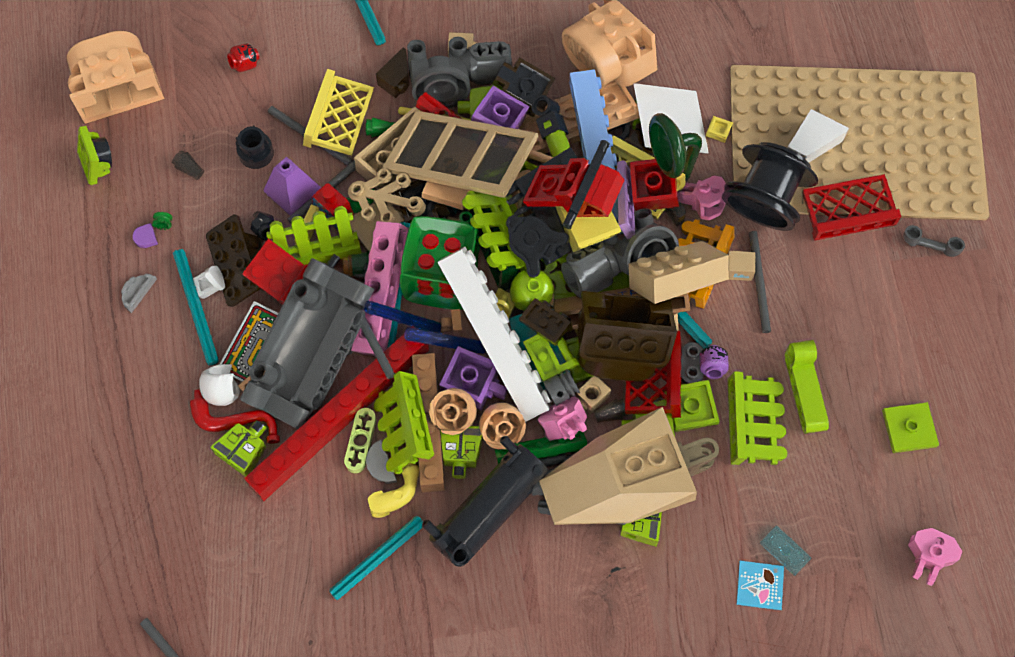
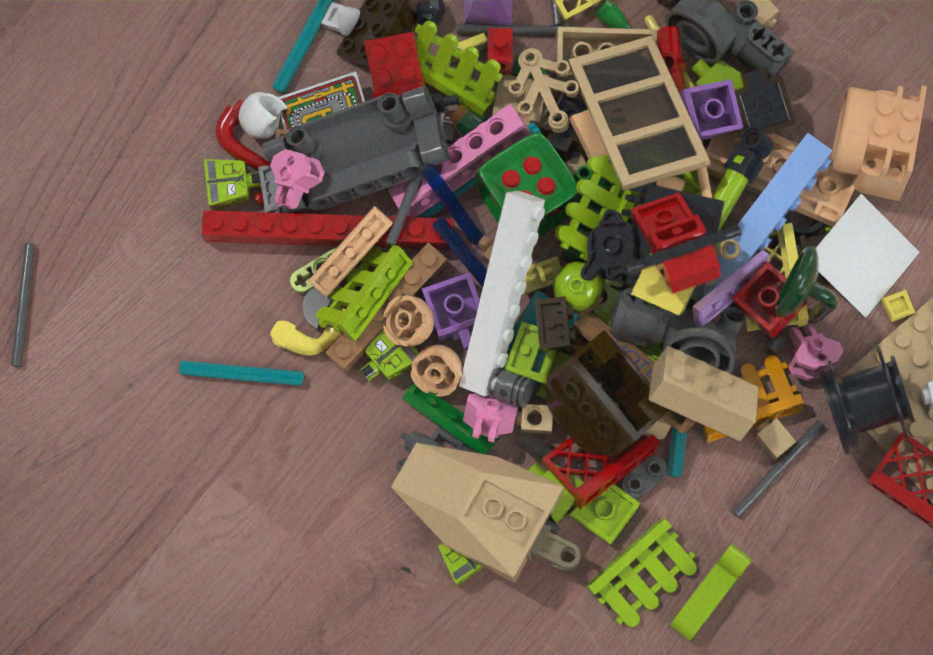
camera: 50 degrees right, 10 degrees up
(276, 420) = (268, 188): none -> light grey tile
(284, 395) = (294, 176): none -> bright pink hinge
(369, 408) = (350, 251): none -> light nougat tile
(487, 505) = (357, 421): black piece -> none
(714, 361) = (661, 494): medium lavender head -> none

